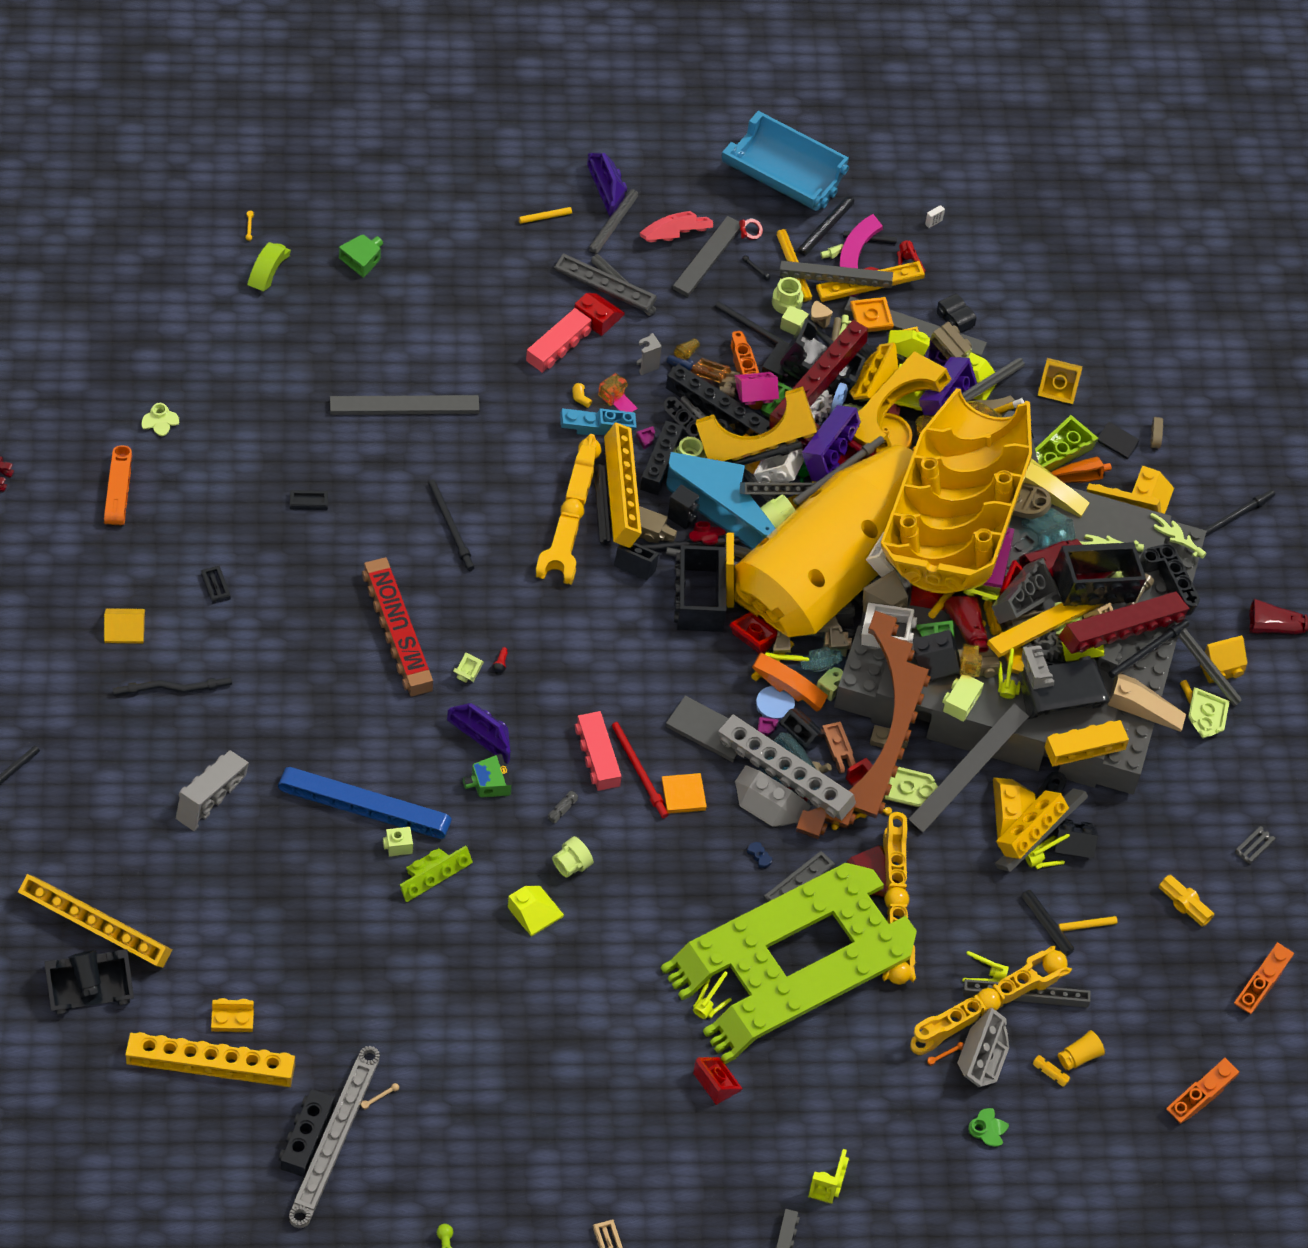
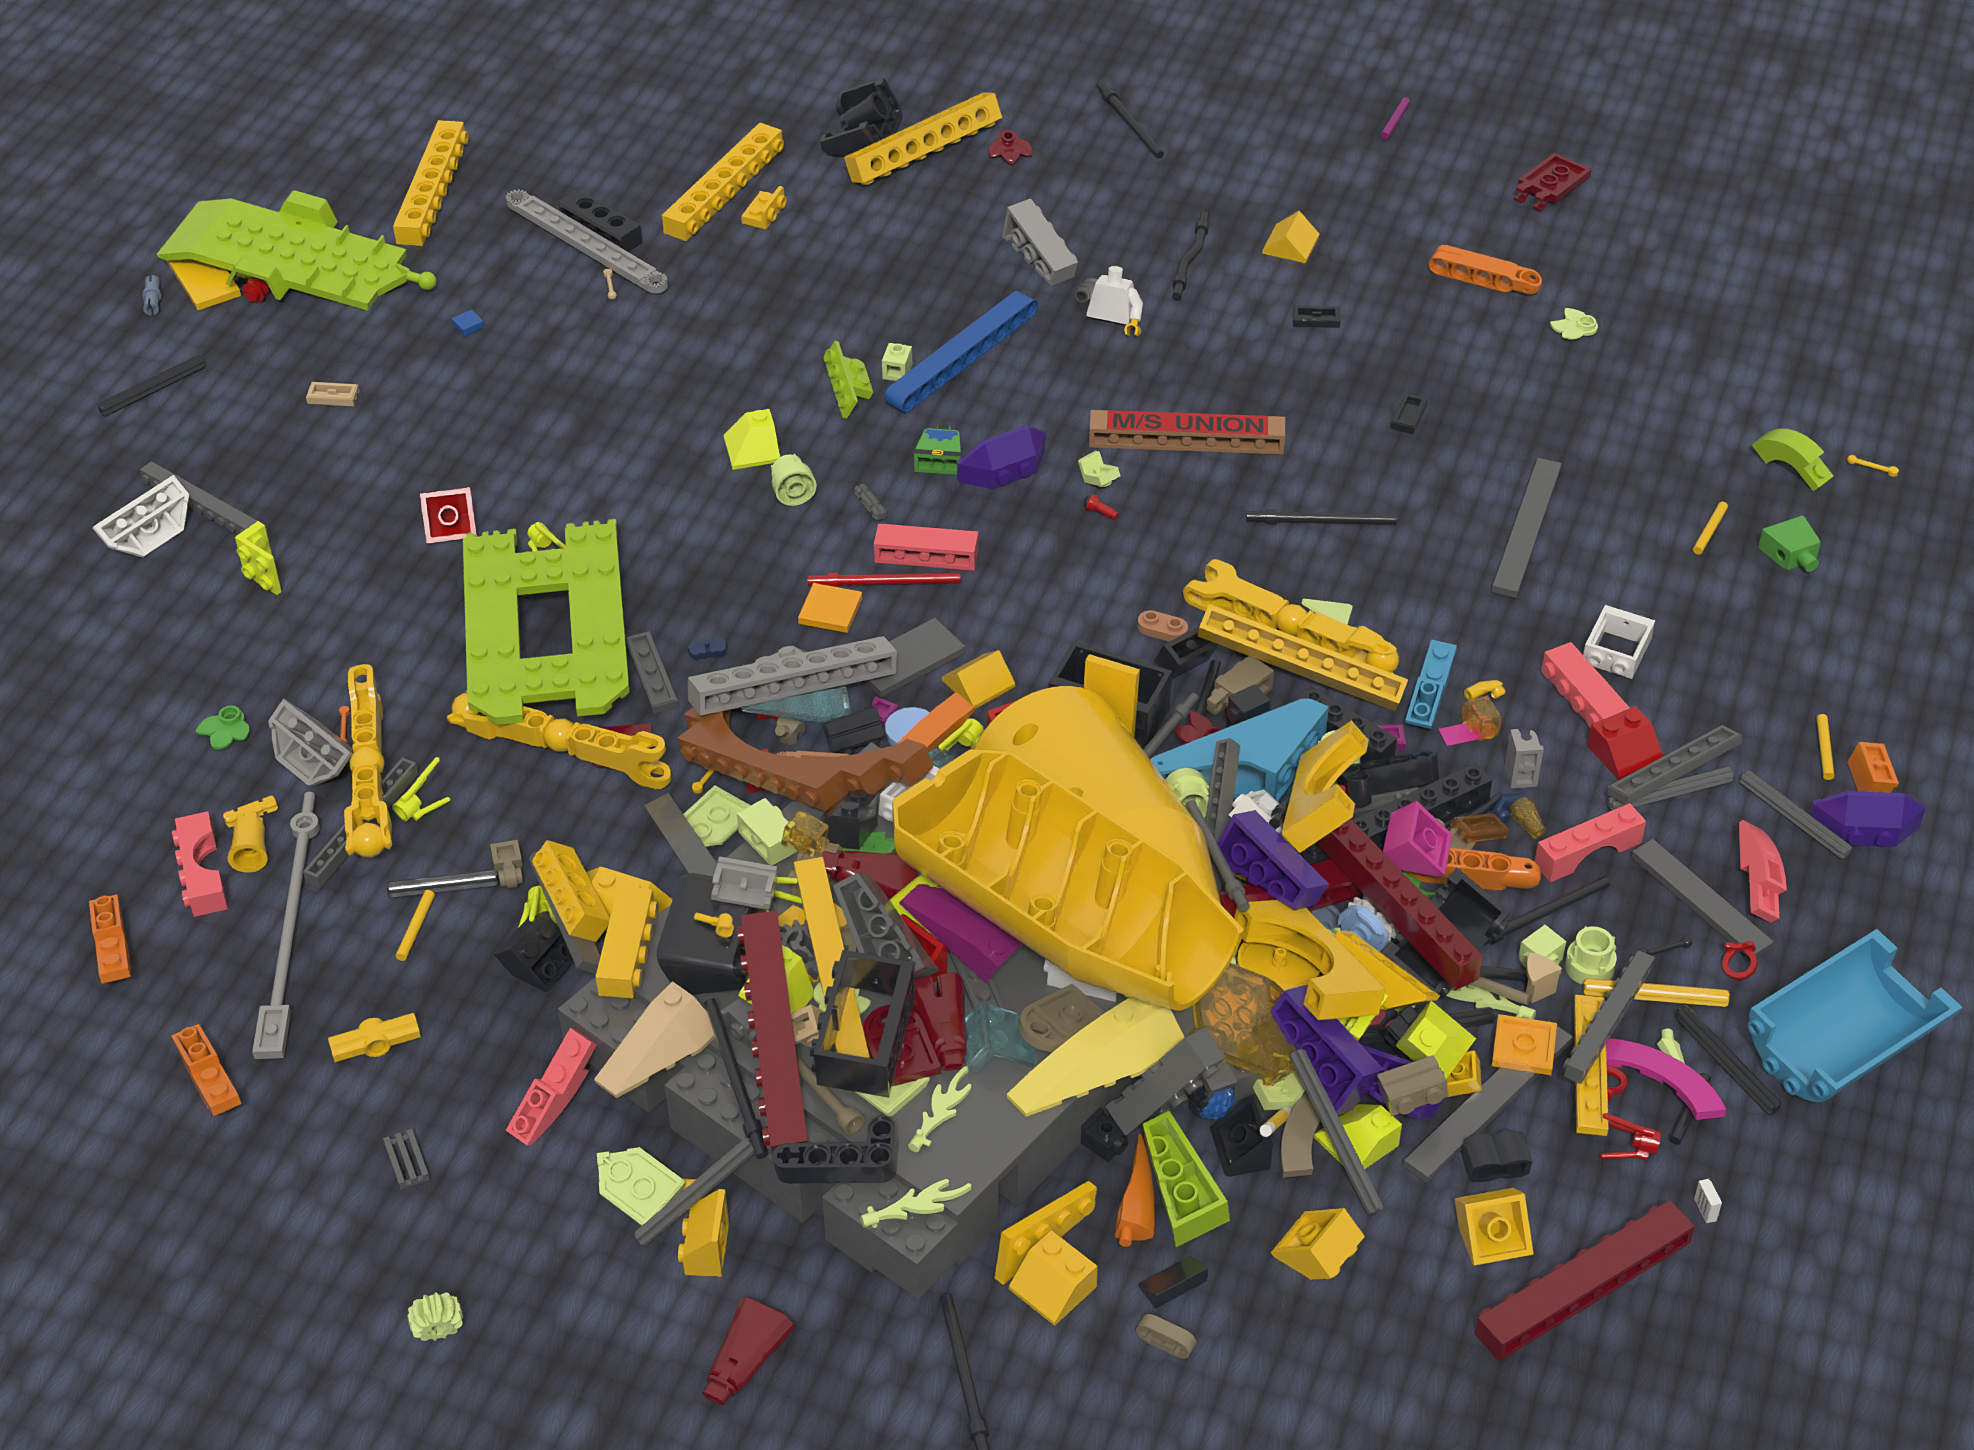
camera: 120 degrees right, 10 degrees down
(71, 861) = (1009, 147): none -> dark red plate
(267, 713) = (1112, 299): none -> white torso
(358, 304) = (1710, 528): none -> yellow bar
(477, 1181) = (467, 322): none -> blue tile
(509, 318) = (1613, 622): none -> white window
(552, 491) = (1337, 611): none -> yellowish green piece
(563, 186) = (1872, 768): none -> orange hinge
(605, 587) = (1161, 625): none -> nougat plate
(708, 681) = (981, 679): none -> yellow slope
(712, 322) = (1564, 851): none -> coral arch
(1002, 305) = (1494, 1225): none -> yellow slope
(1011, 892) = (507, 862): none -> dark tan plate
(1016, 259) = (1583, 1280): none -> dark red brick
(1073, 666) = (723, 924): none -> yellow hand
(1096, 1087) = (204, 886): none -> coral arch
(1175, 780) = (554, 1091): none -> coral slope
(1203, 965) = (275, 1019): none -> light grey bar

